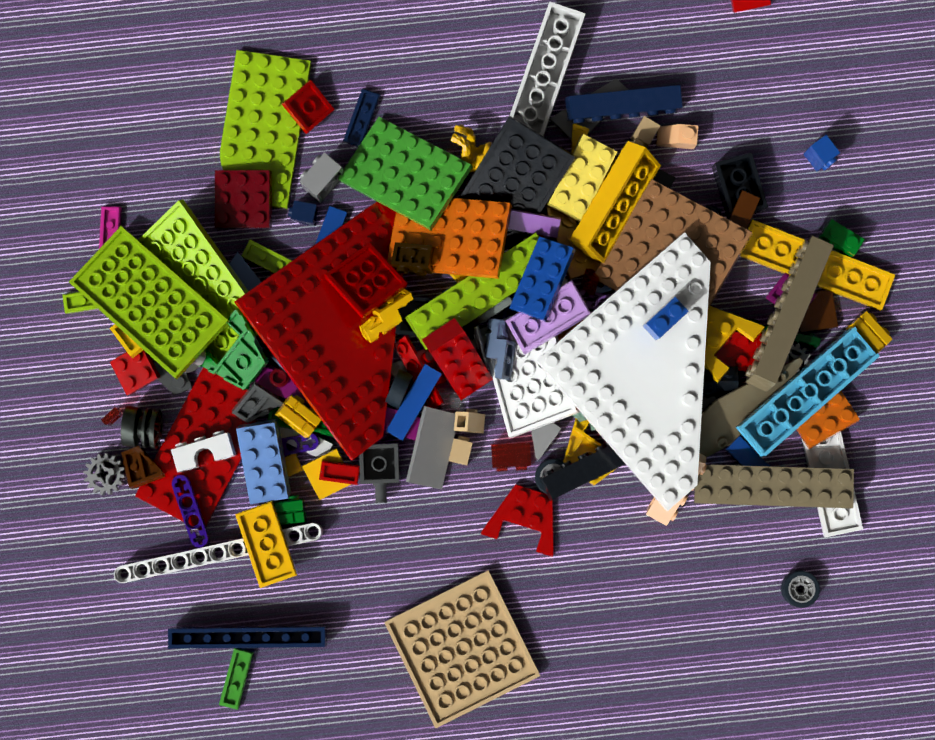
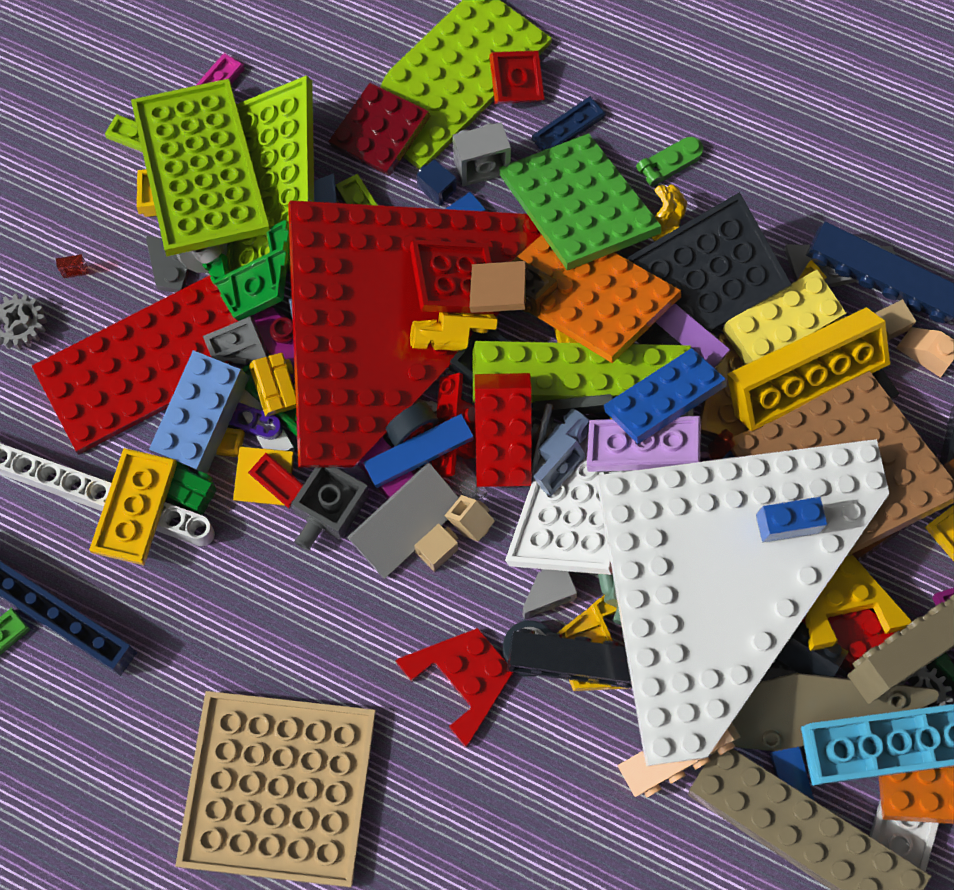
camera: 30 degrees right, 15 degrees down
(134, 372) = (132, 235): red plate -> none
(140, 426) = (93, 292): pearl dark grey wheel -> none
(140, 467) = (59, 337): reddish brown wing -> none
(186, 455) = (120, 351): white arch -> none
(193, 510) = (80, 417): dark purple beam -> none
(399, 272) = (498, 286): none -> medium nougat tile
(442, 102) = (671, 160): none -> bright green plate
(511, 455) = (493, 590): clear red brick -> none
(547, 66) = (821, 183): white brick -> none

